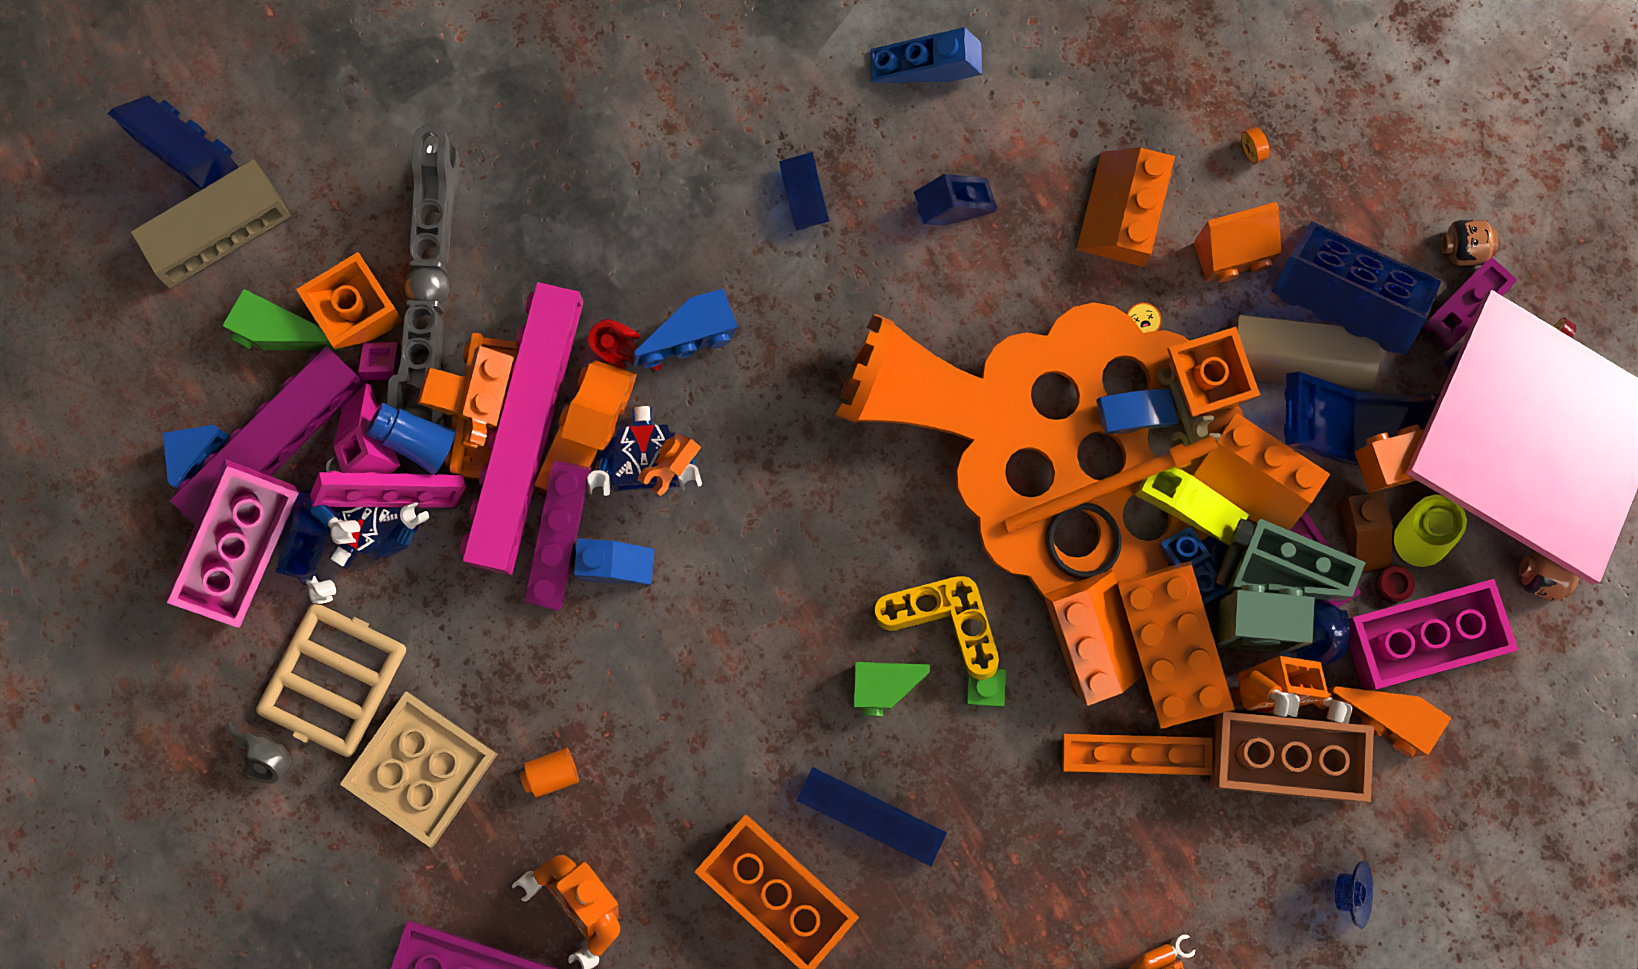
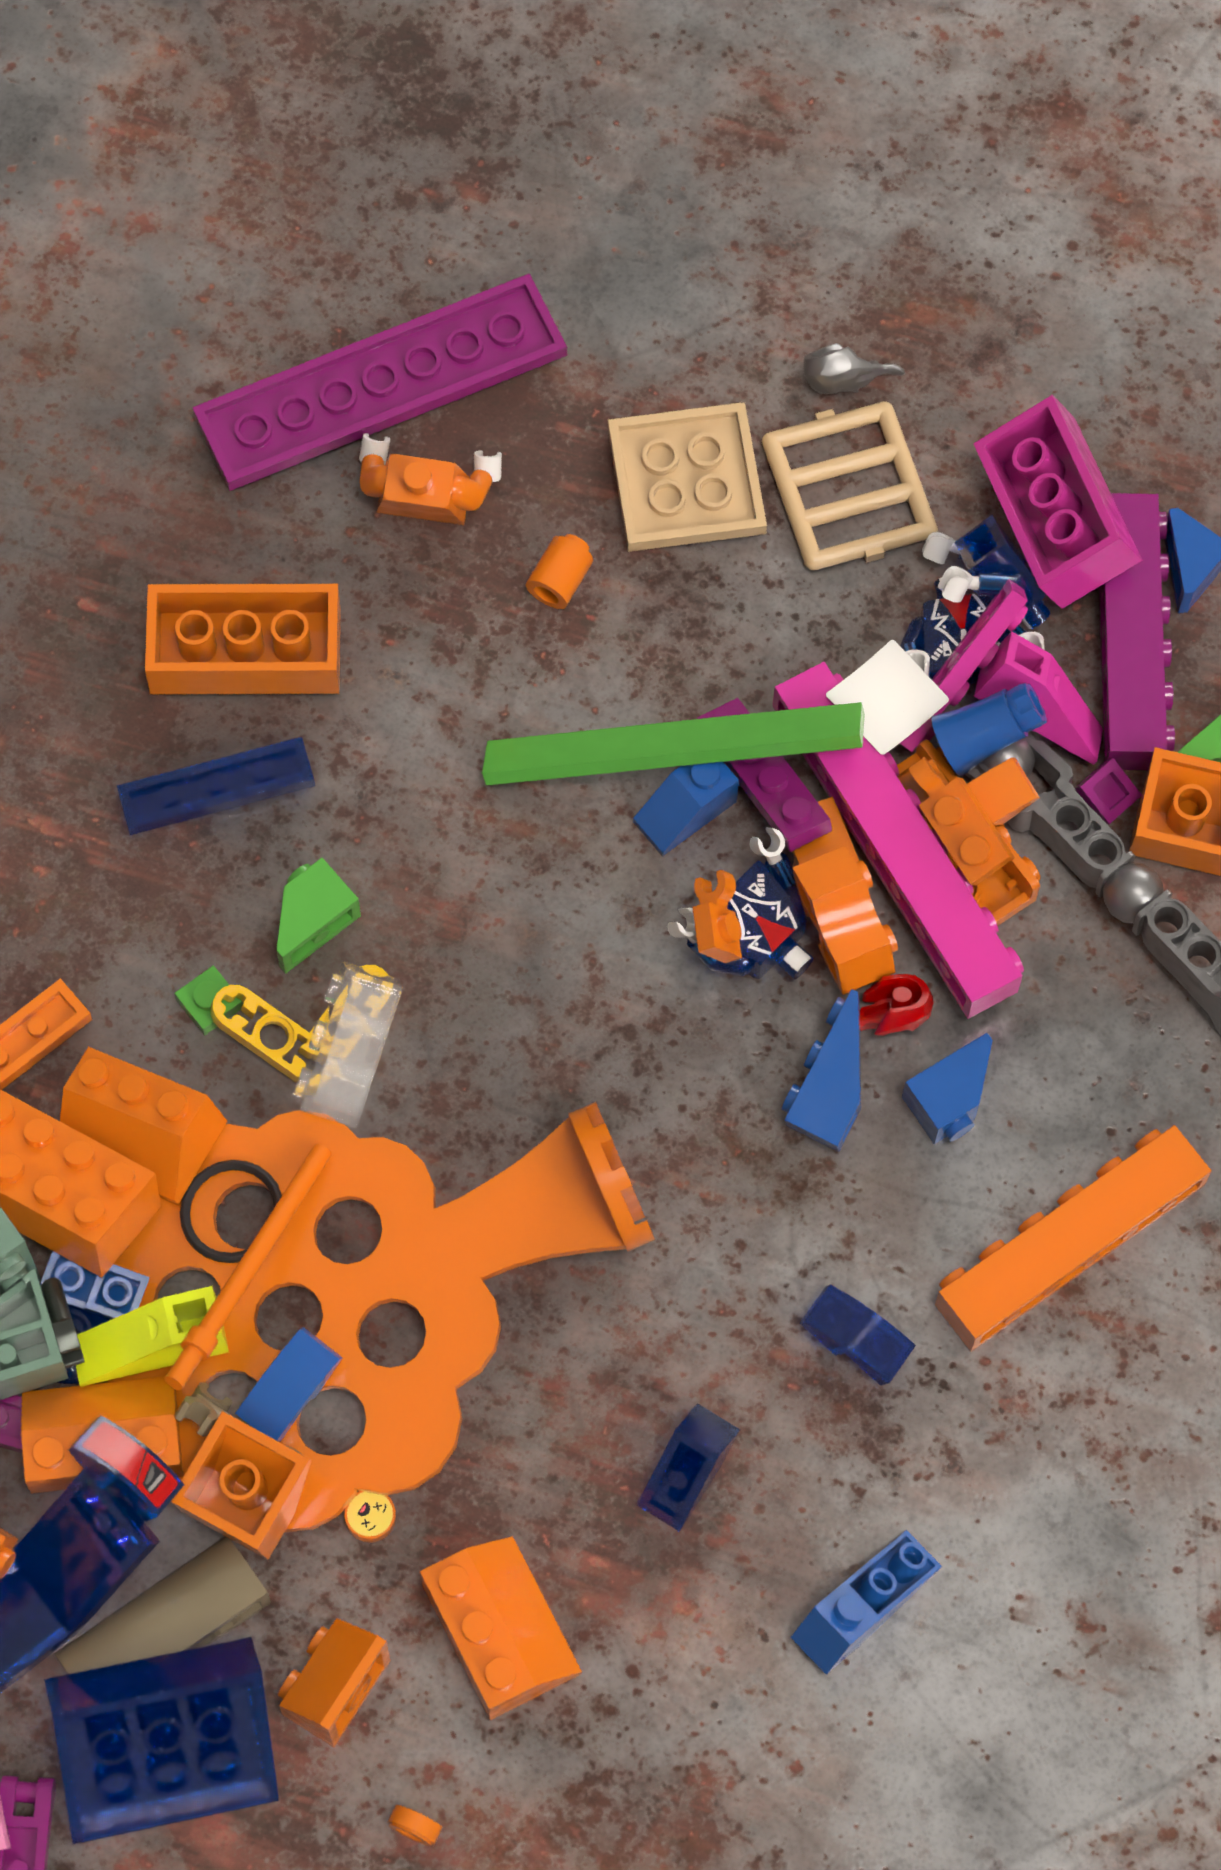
camera: 135 degrees right, 10 degrees down
(449, 505) = (893, 694): none -> white sticker
(593, 590) = (674, 744): none -> bright green tile
(629, 272) = (950, 1091): none -> blue slope
(644, 143) = (1071, 1237): none -> orange brick
(934, 577) = (348, 1043): none -> clear wedge
(1275, 423) = (119, 1458): none -> slope

